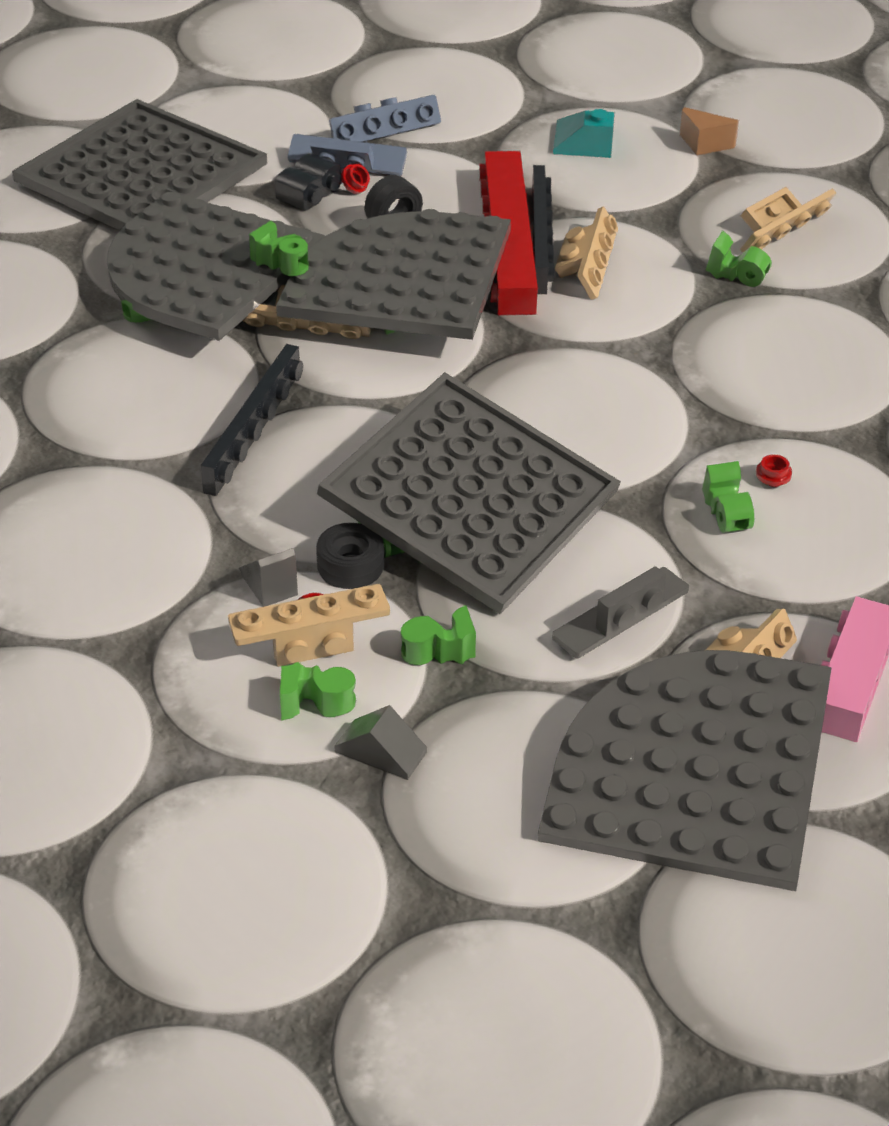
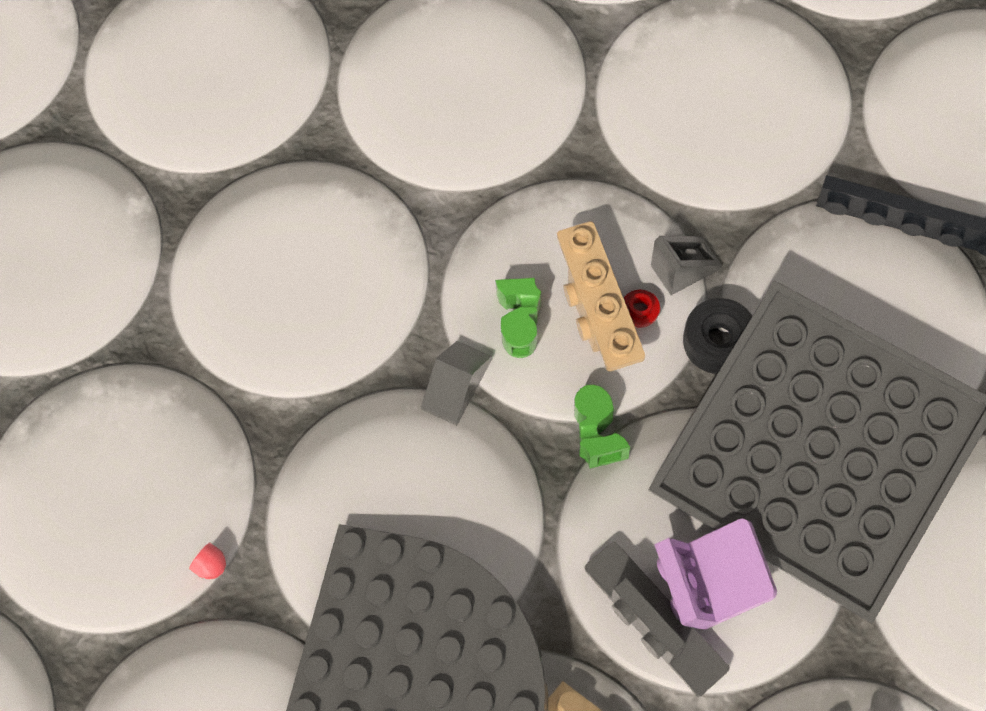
camera: 95 degrees right, 25 degrees up
(580, 945) = (209, 562): none -> coral hinge
(584, 558) = (716, 575): none -> lavender bracket

